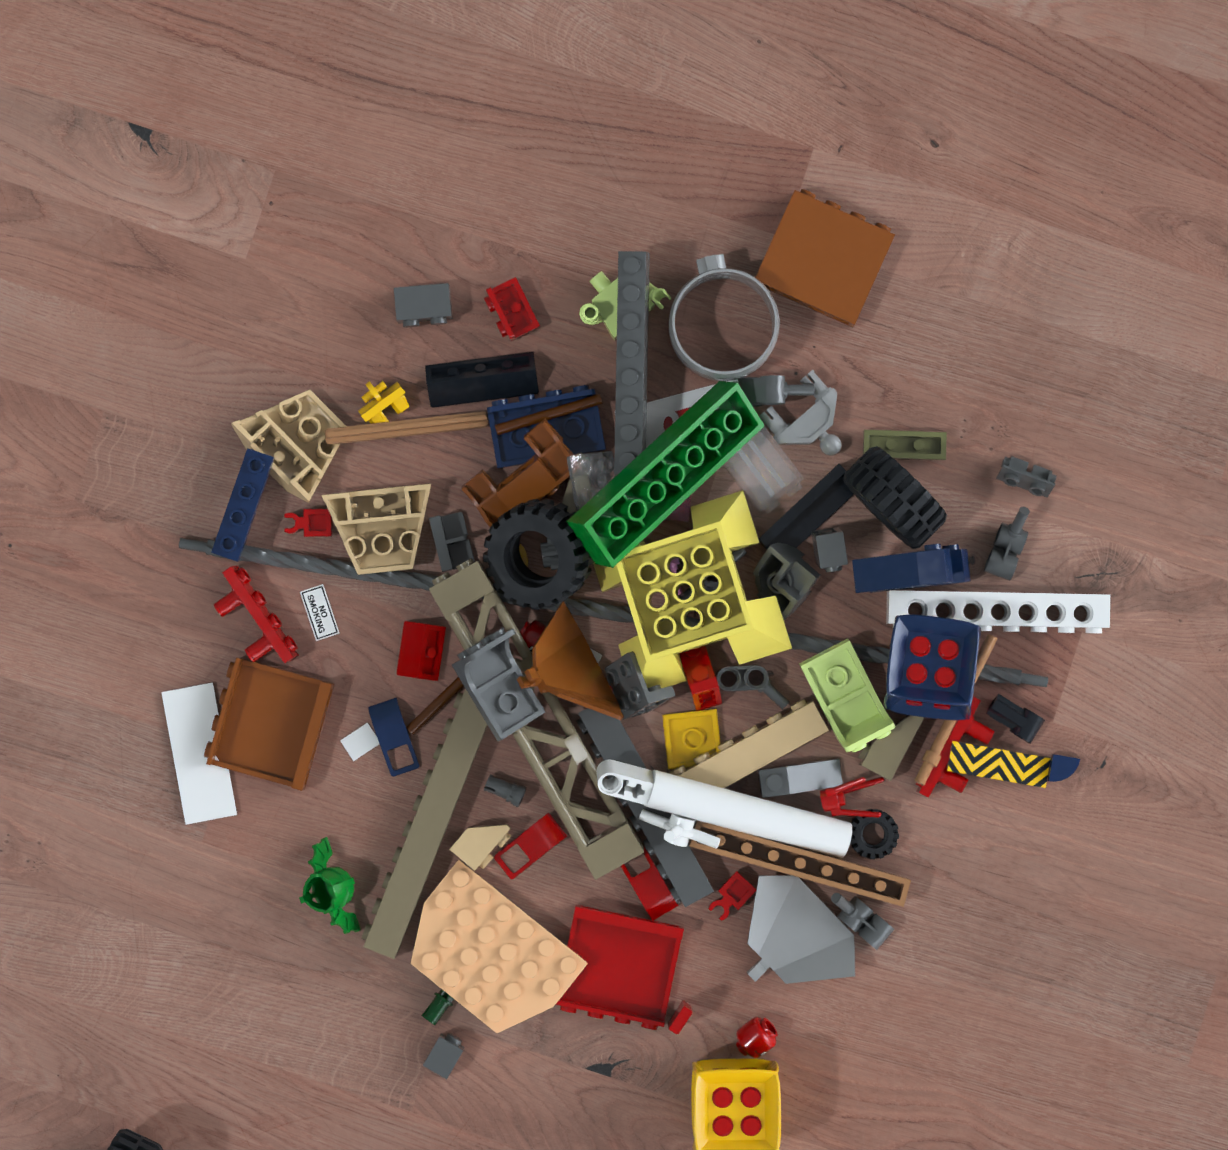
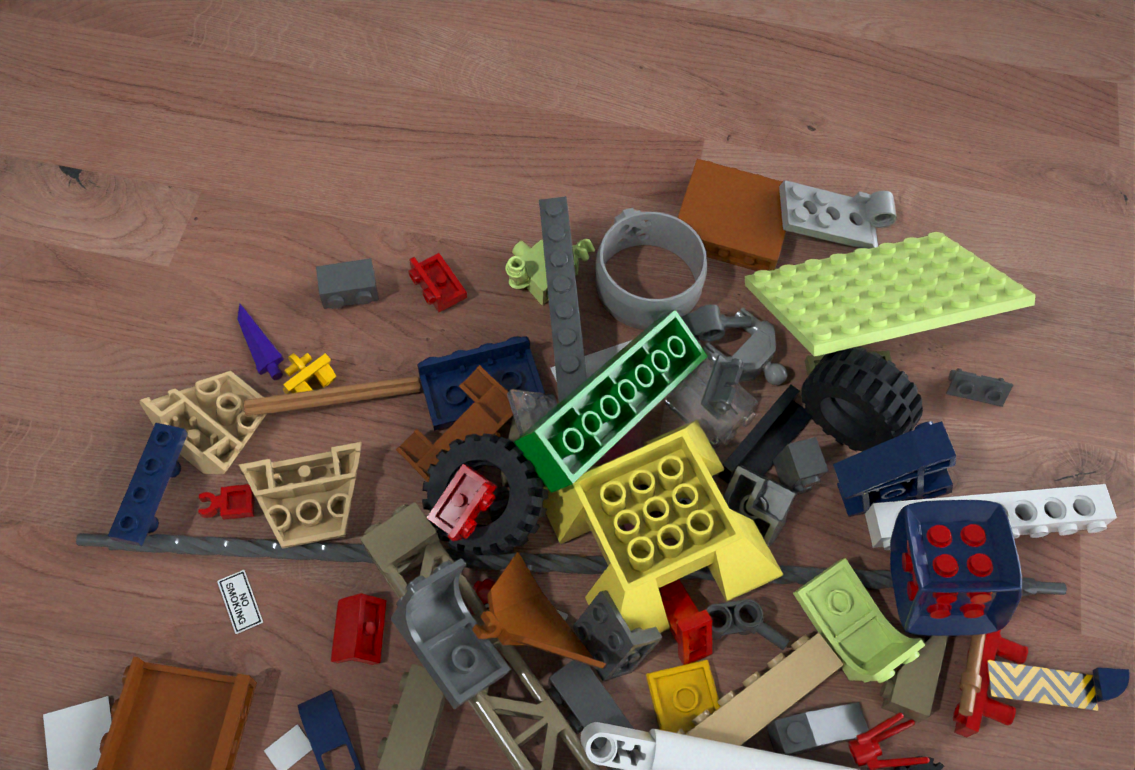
camera: 15 degrees left, 25 degrees down
(255, 603) = (177, 615): red plate -> none
(338, 365) = (262, 350): none -> dark purple bar
(435, 706) = (380, 691): reddish brown piece -> none
(451, 540) = (383, 497): dark grey panel -> none
(481, 379) = (406, 348): black panel -> none
(516, 569) = (462, 502): none -> bracket
(548, 414) = (488, 366): reddish brown bar -> none
(764, 472) = (719, 392): none -> dark grey hinge
(946, 381) = (884, 293): none -> yellowish green plate
(963, 265) = (865, 209): none -> light grey hinge
(1007, 544) = (980, 450): dark grey beam -> none
(1020, 721) = (1053, 634): black piece -> none

